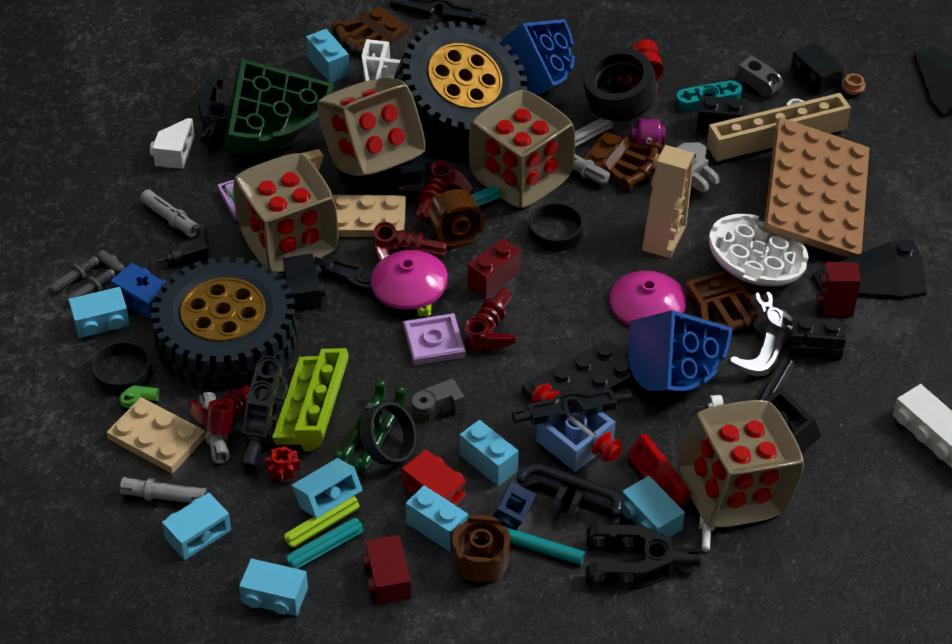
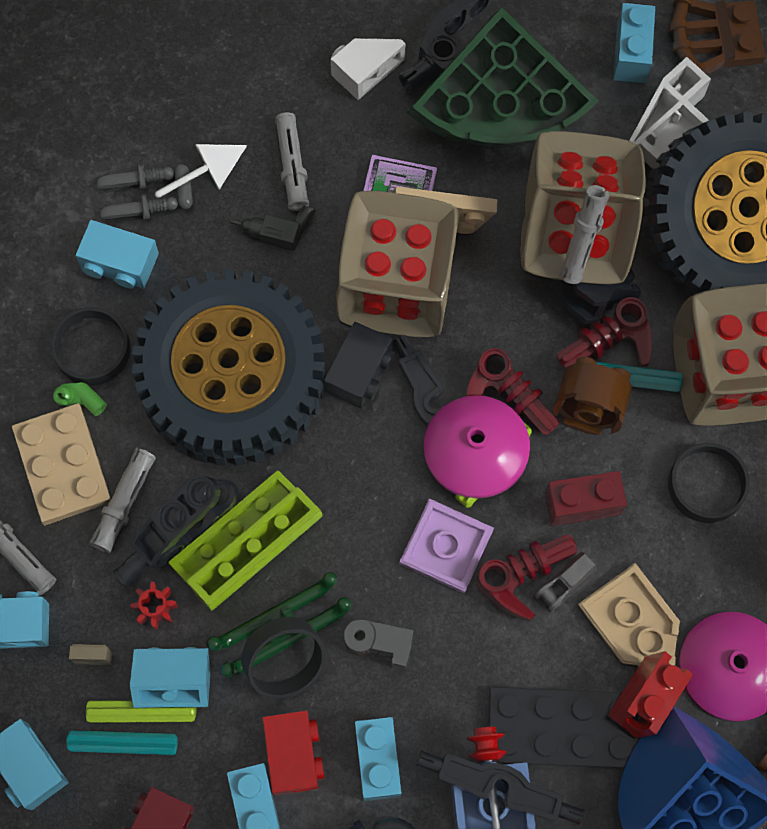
camera: 35 degrees right, 25 degrees up
(123, 237) = (218, 161): none -> white piece
(138, 288) = (178, 237): blue brick -> none
(221, 412) = (138, 496): dark red piece -> none
(265, 510) = (90, 654): none -> dark tan tile
(361, 213) = (506, 313): tan plate -> none
(387, 124) = (586, 223): none -> light grey pin
(519, 313) = (569, 578): none -> flat silver bar
(574, 310) = (632, 617): none -> tan tile
(614, 320) = (650, 694): none -> red brick

